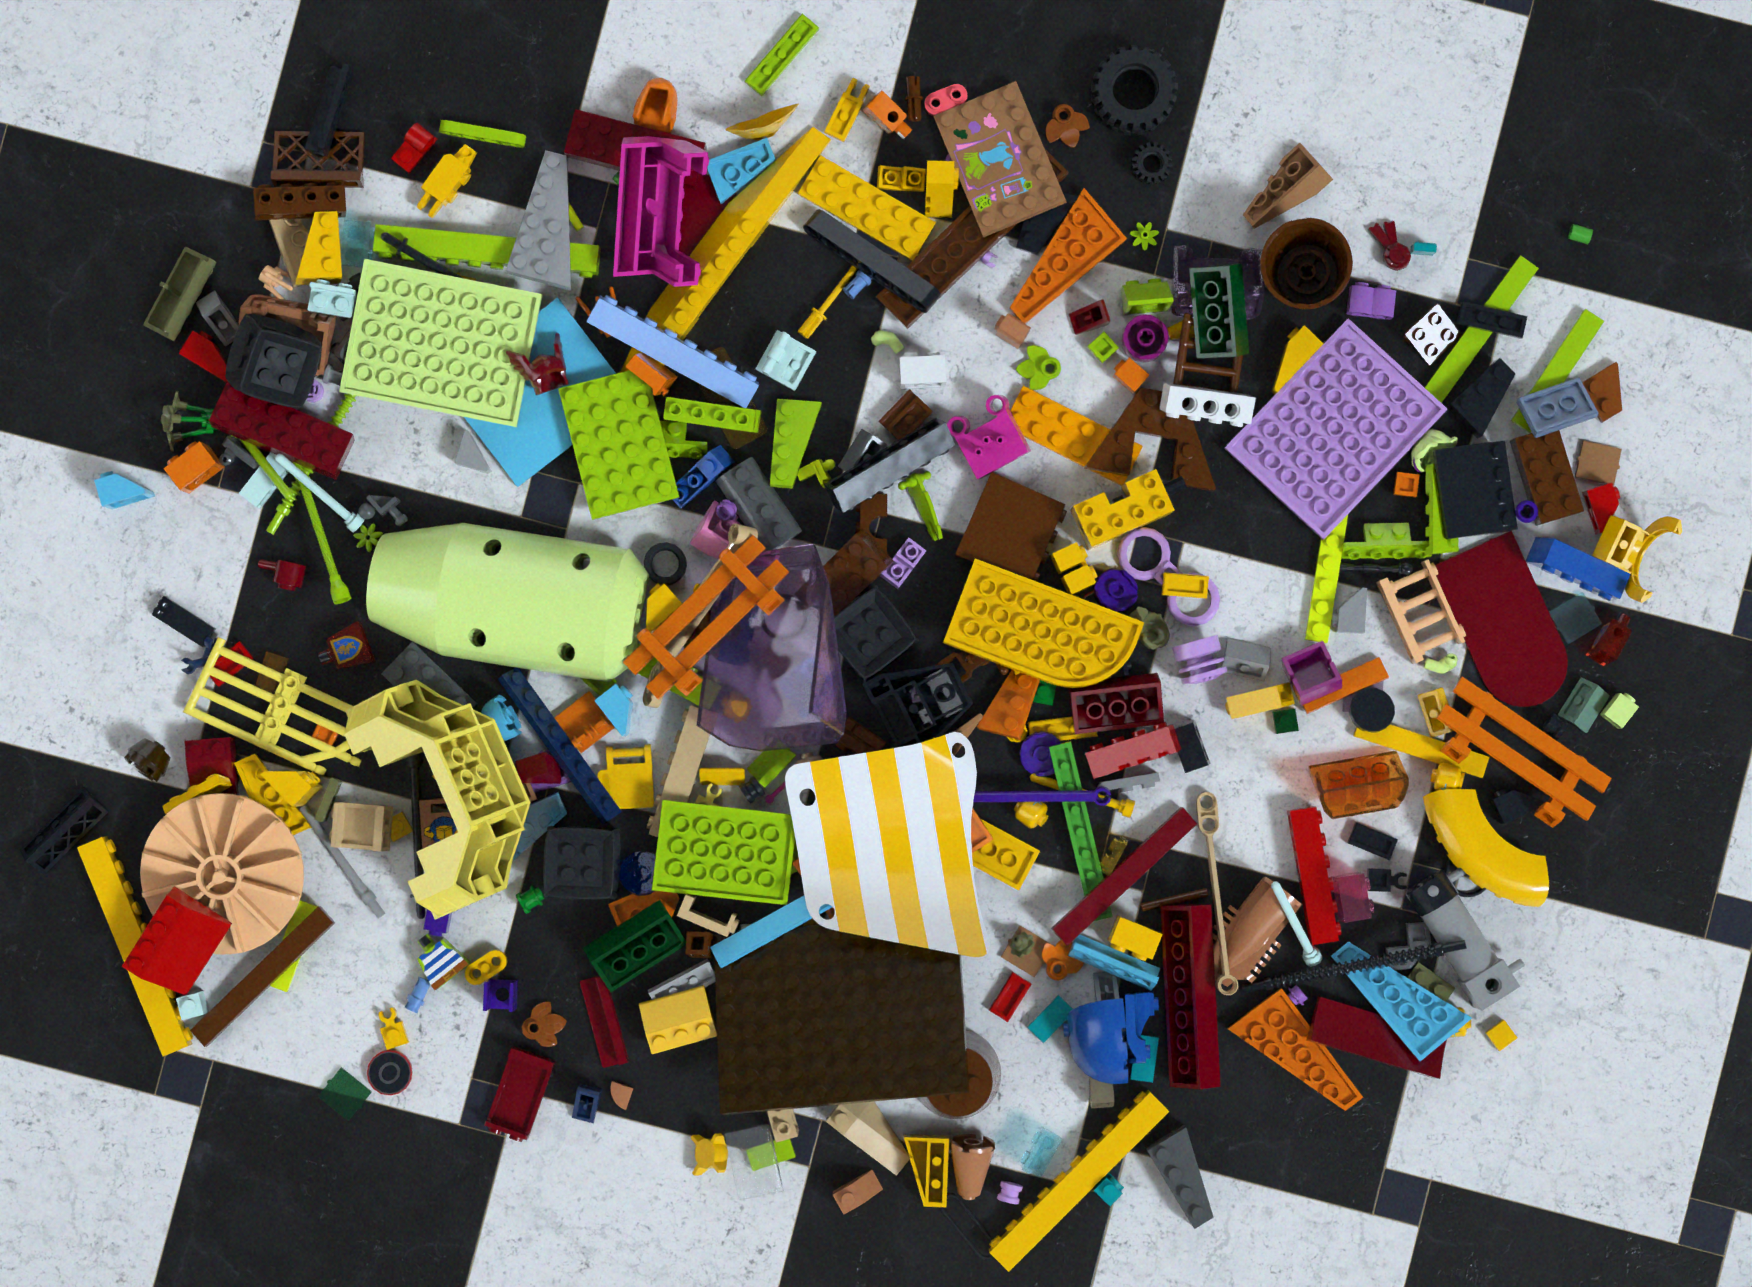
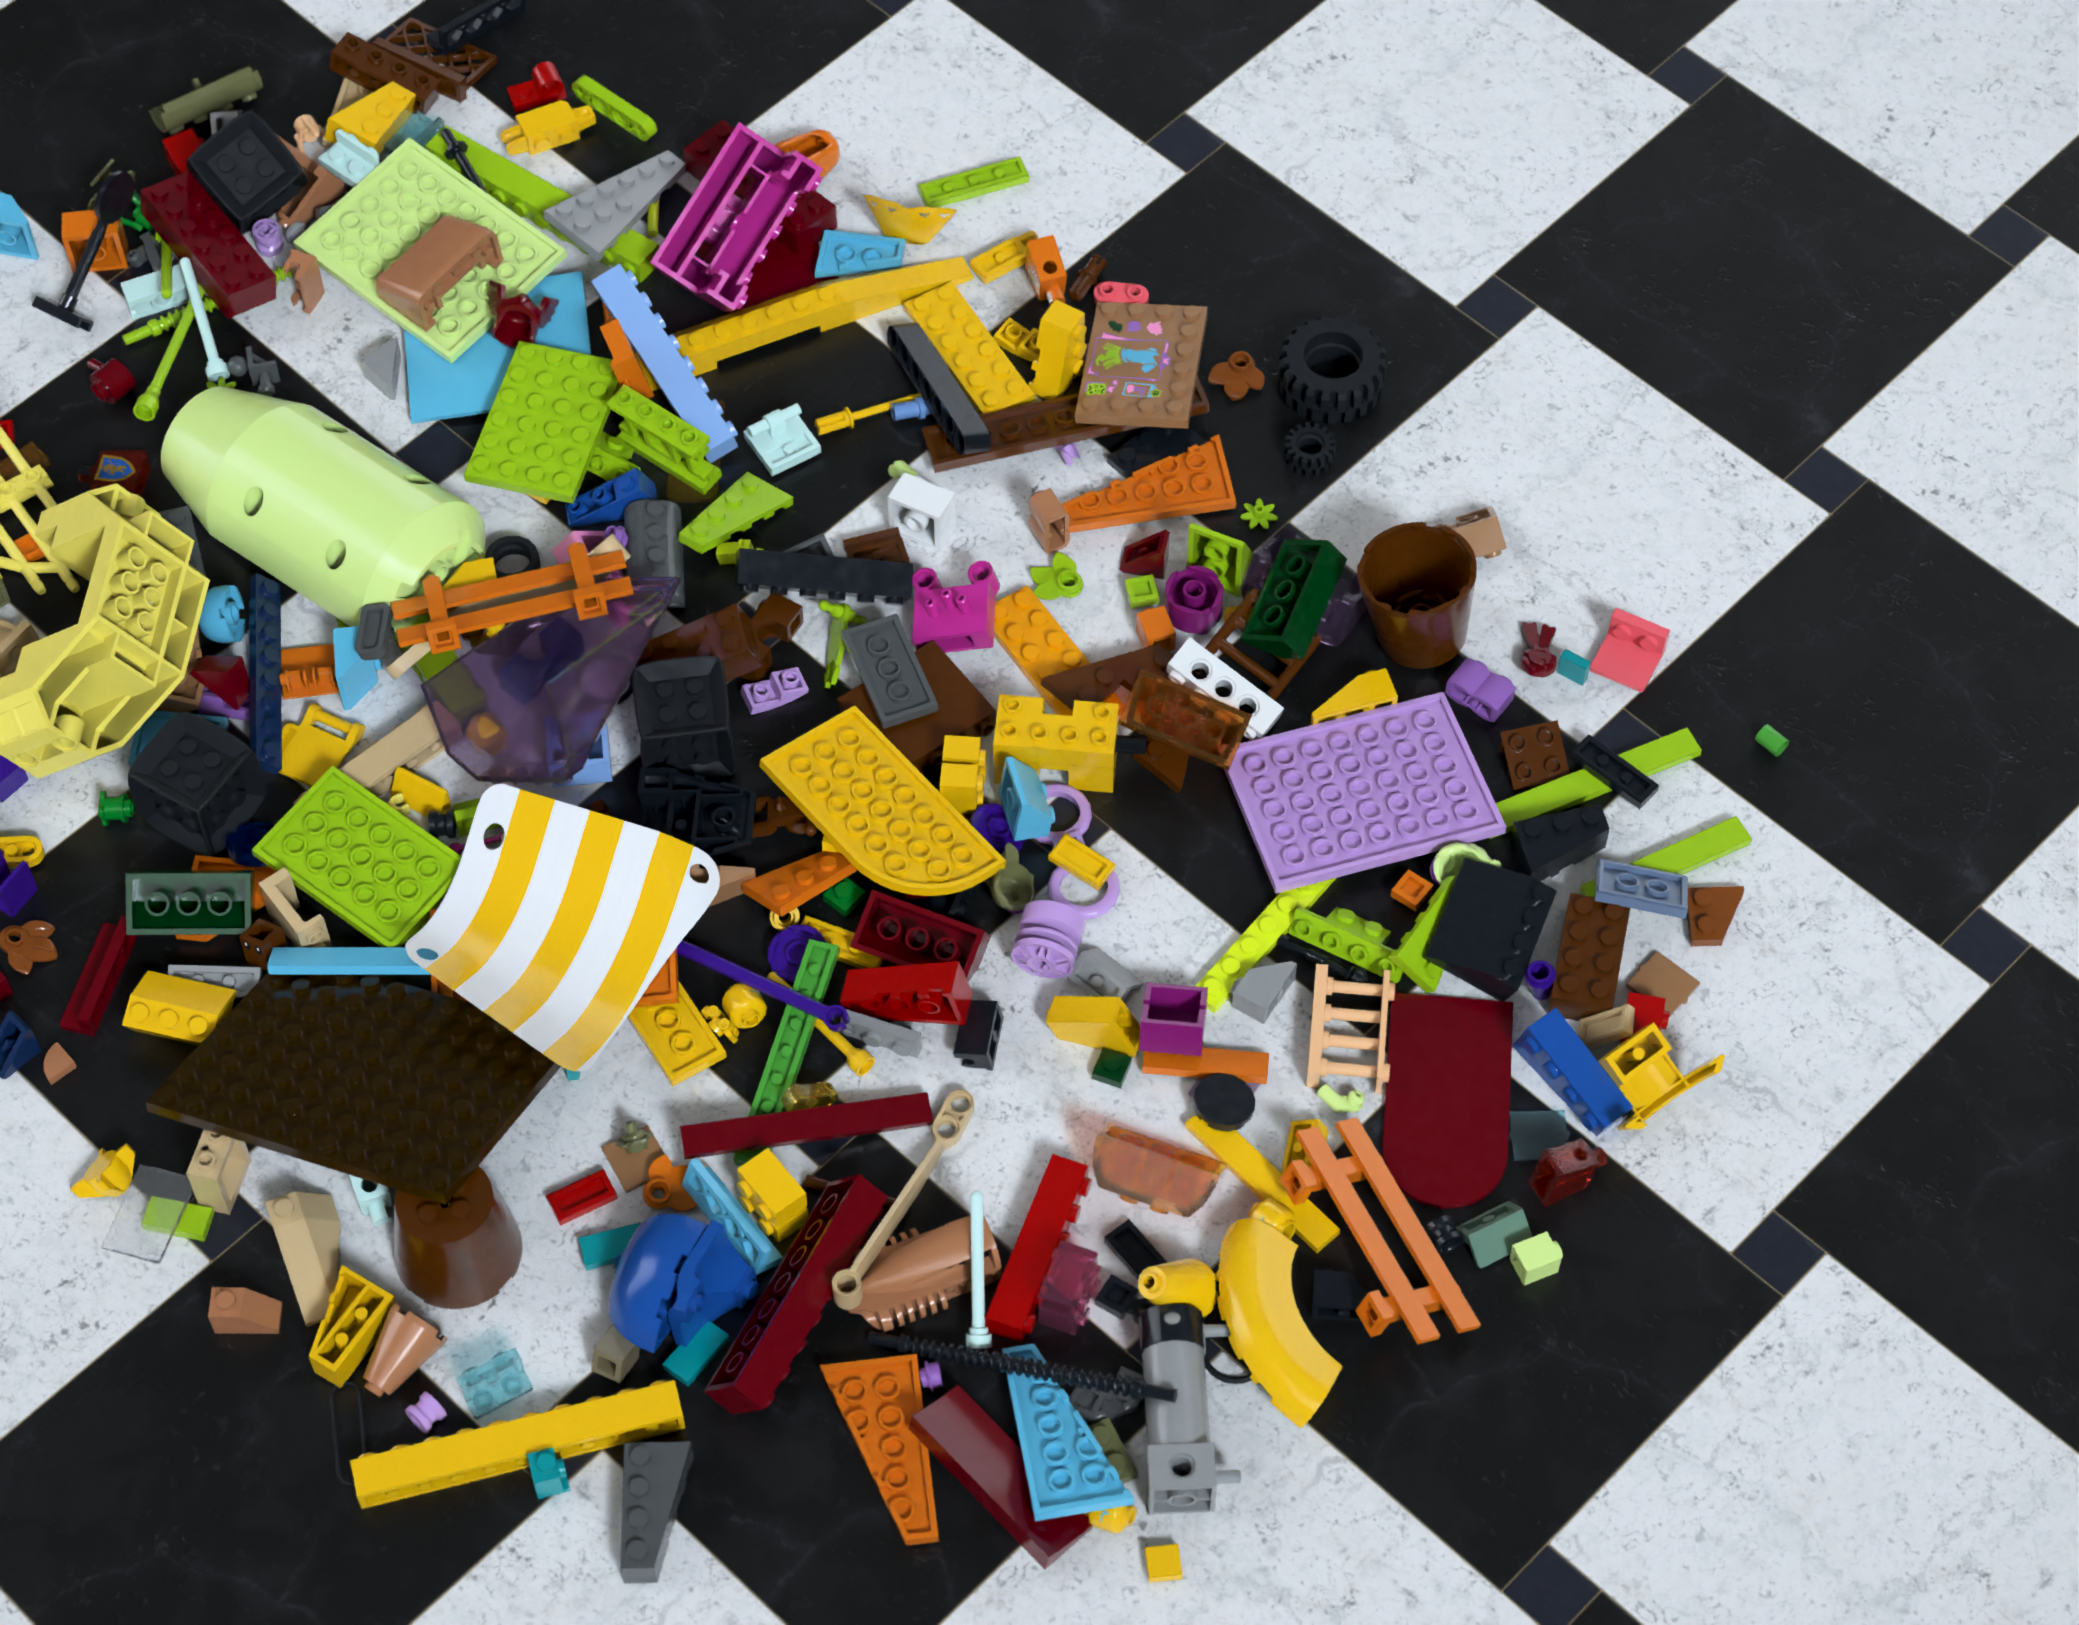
camera: 30 degrees right, 30 degrees down
(210, 534) = (110, 205): none -> black piece
(369, 416) = (306, 278): none -> nougat hinge
(464, 364) = (435, 265): none -> nougat windscreen
(626, 690) = (374, 631): none -> dark grey piece
(980, 517) = (889, 671): none -> dark grey plate
(1022, 833) = (720, 1023): none -> yellow piece
(1128, 566) = (1024, 801): none -> medium azure slope
(1203, 452) = (1184, 719): none -> clear orange windscreen
(1420, 860) = (1180, 1282): none -> yellow cone
(1454, 217) = (1630, 650): none -> coral bracket
(1584, 523) = (1607, 1026): none -> tan tile

